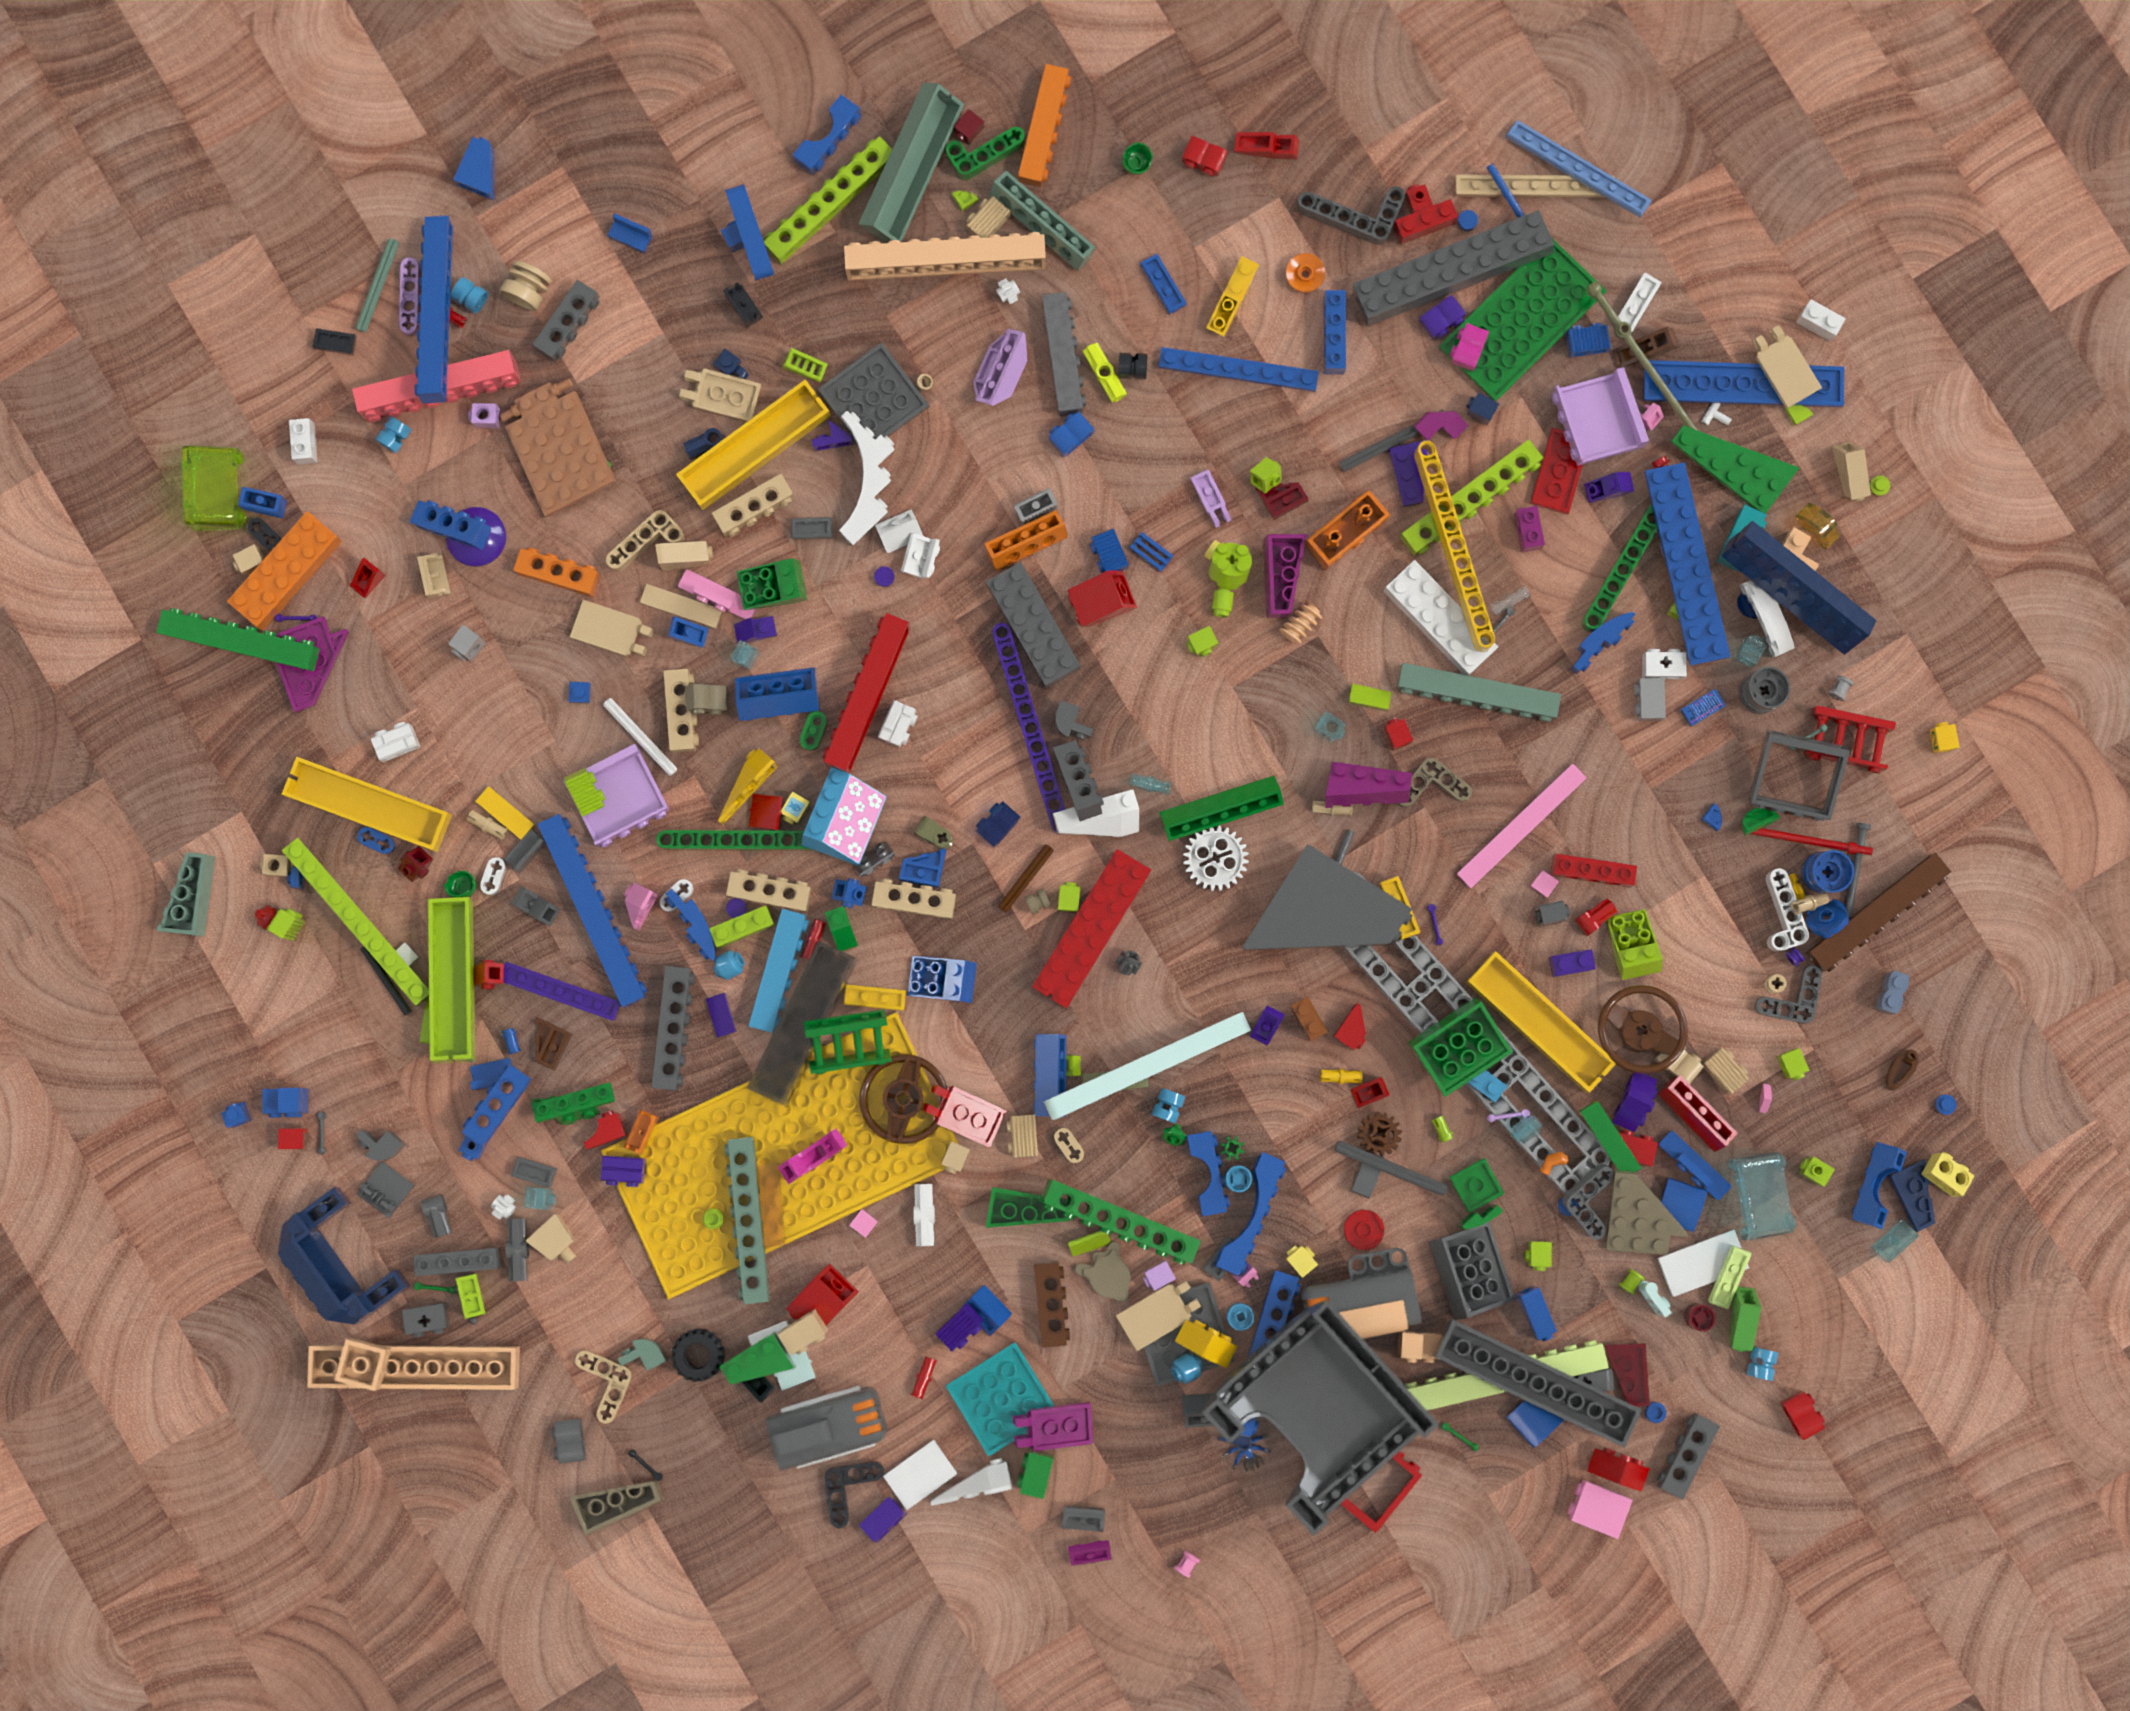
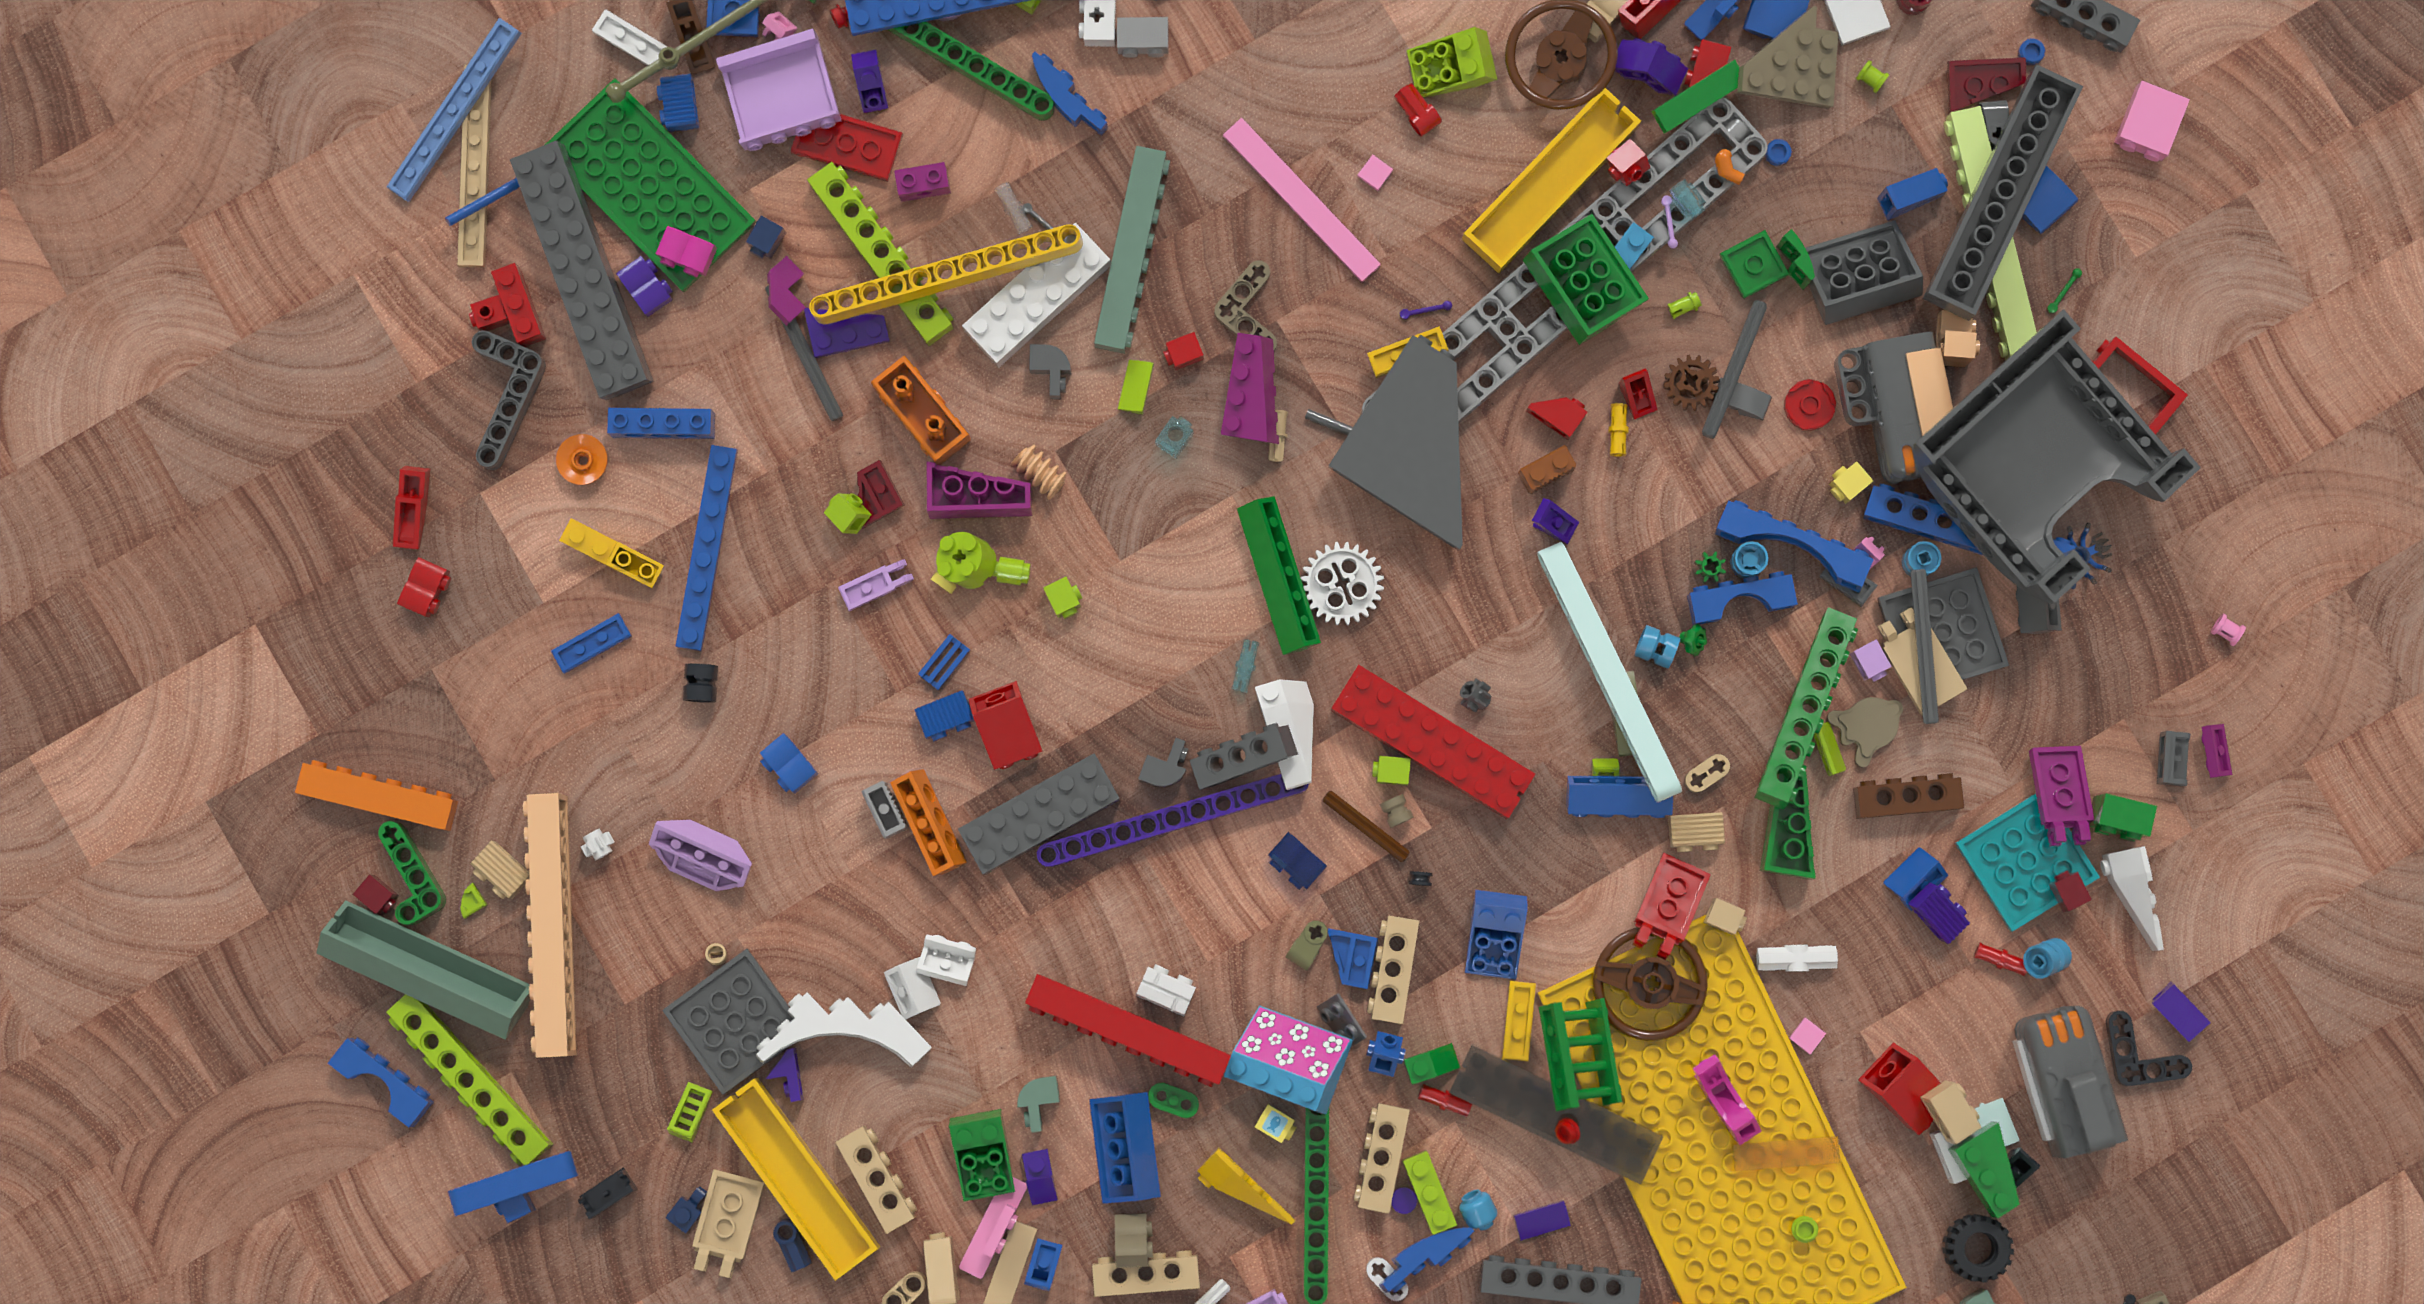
camera: 85 degrees left, 0 degrees up
(745, 655) = (1073, 1189): clear light blue brick -> none
(753, 1209) = (1899, 1167): sand green brick -> none
(765, 811) = (1279, 1162): red piece -> none
(778, 970) = (1486, 1146): dark azure brick -> none
(787, 1030) = (1567, 1131): none -> red plate
(811, 528) = (907, 1102): dark grey plate -> none
(817, 624) = (1033, 1094): none -> sand green brick
(884, 576) = (971, 1007): dark purple tile -> none
(920, 1474) = (2122, 964): white tile -> none
(924, 1412) = (2047, 958): none -> dark azure wheel
(977, 1430) = (2069, 890): none -> dark red brick
(985, 920) = (1420, 878): none -> black bush
(1042, 219) = (505, 798): sand green brick -> none
(1062, 353) = (681, 774): flat silver brick -> none
(1109, 383) = (723, 712): neon yellow piece -> none
(1137, 158) = (425, 674): green hair -> none
(1169, 1316) = (1924, 646): none -> dark grey axle
(1186, 1368) = (1988, 626): dark azure head -> none
(1206, 1342) = (1959, 600): yellow brick -> none
(1388, 630) = (1052, 361): none -> dark grey brick
(1467, 220) = (517, 252): blue tile -> none
(1539, 1255) = (1840, 188): lime brick -> none
(1551, 913) = (1415, 164): dark grey brick -> none
(1554, 1081) = (1627, 163): none -> brick
(1572, 963) = (1476, 140): dark purple brick -> none
(1582, 1198) = (1772, 132): dark grey beam -> none
(1593, 870) = (1359, 111): red brick -> none
(1620, 1470) = (2106, 95): red brick -> none
(1657, 1303) = (1890, 51): light aqua plate -> none

